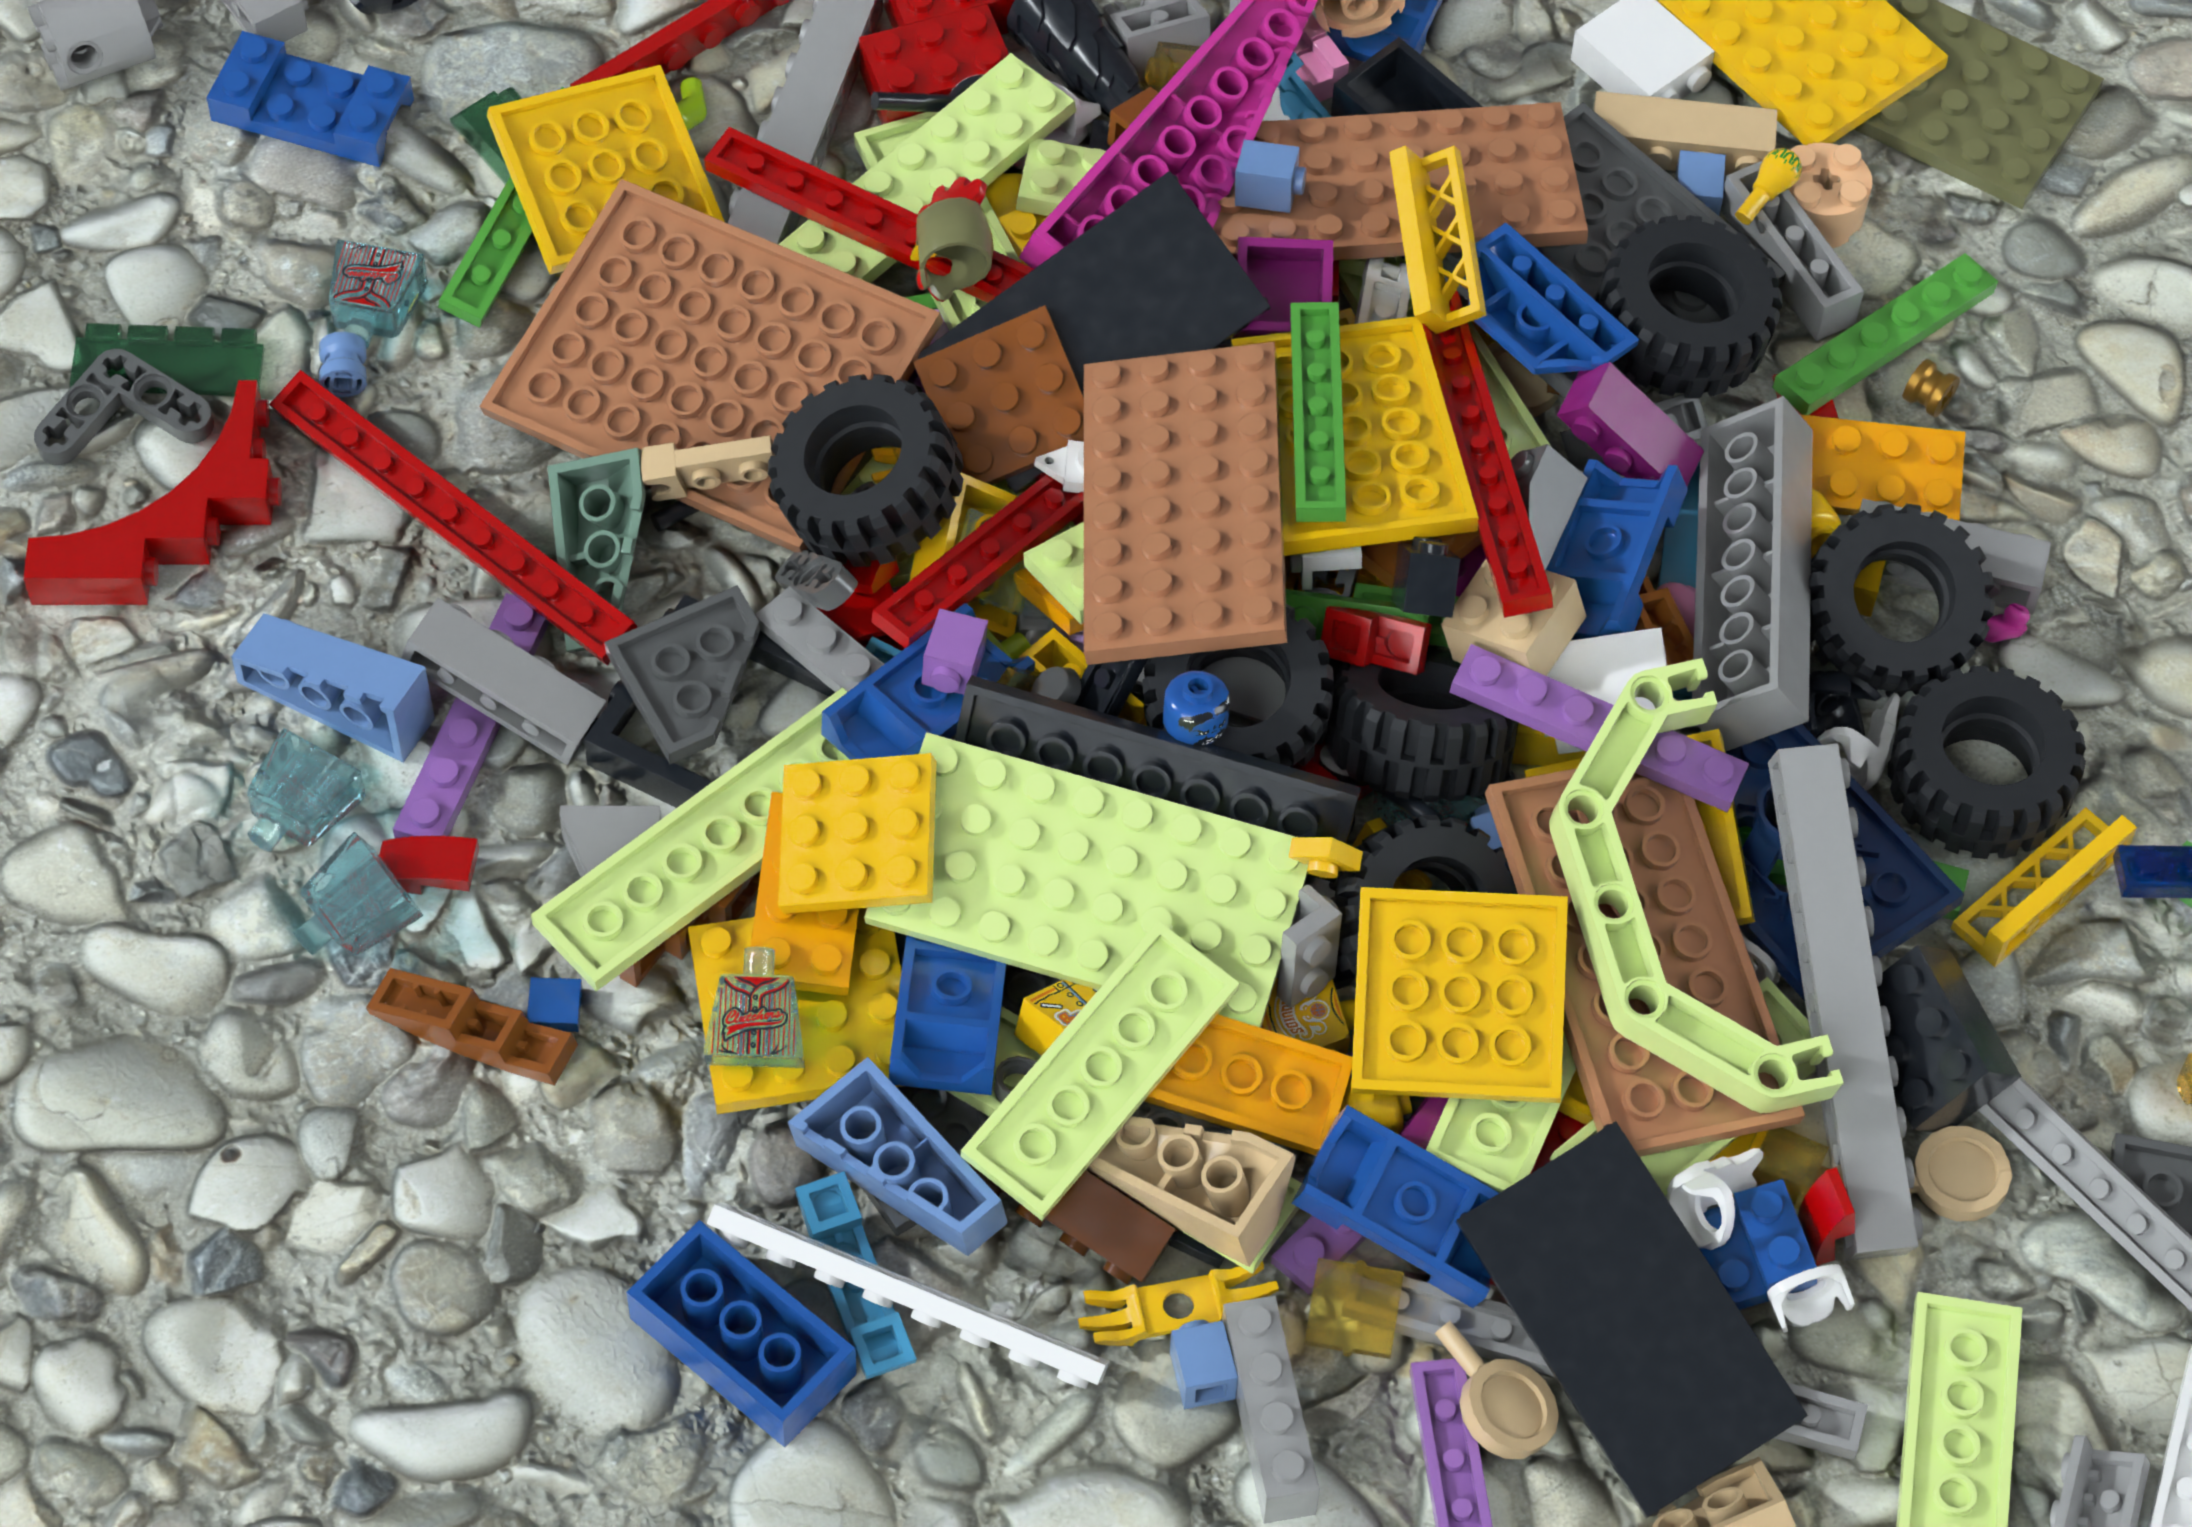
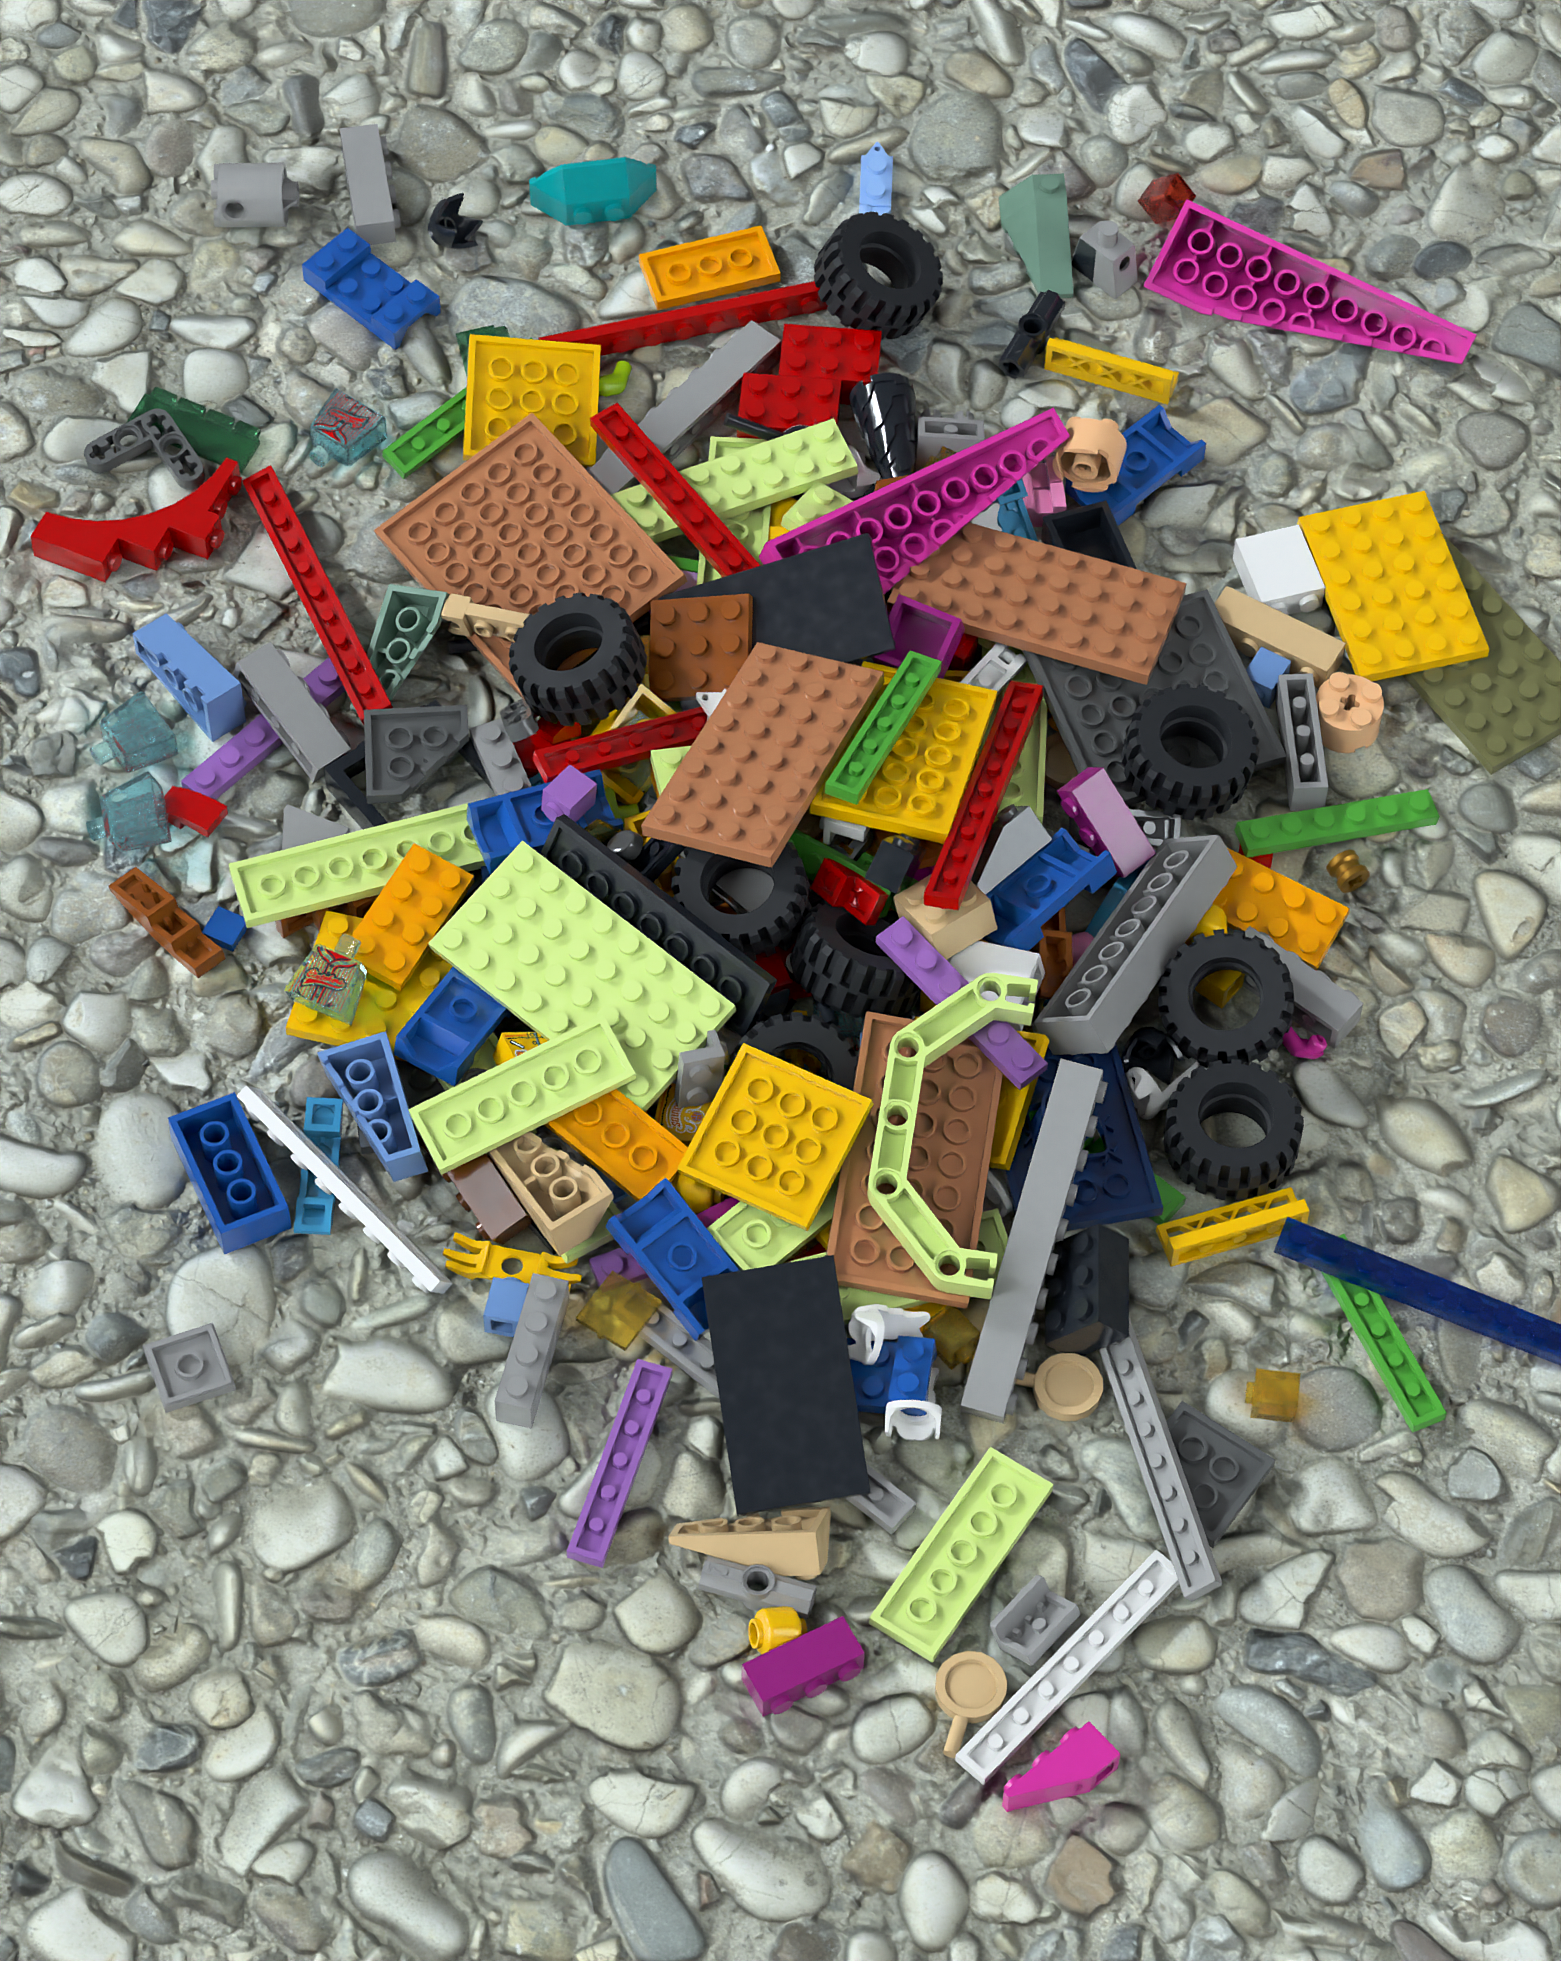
camera: 25 degrees right, 0 degrees up
(342, 364) = (299, 475): medium blue wheel -> none
(857, 833) = (447, 888): yellow plate -> none
(956, 230) = (716, 521): olive piece -> none
(1196, 708) = (693, 888): blue head -> none
(1268, 176) = (947, 561): medium blue brick -> none
(1325, 855) = (733, 1015): yellow plate -> none
(1421, 237) = (1026, 642): yellow fence -> none
(1502, 1401) = (683, 1407): tan piece -> none
(1541, 311) = (1080, 715): blue wedge -> none
(1776, 174) = (1310, 685): yellow piece -> none
(1826, 1215) = (953, 1374): red slope -> none

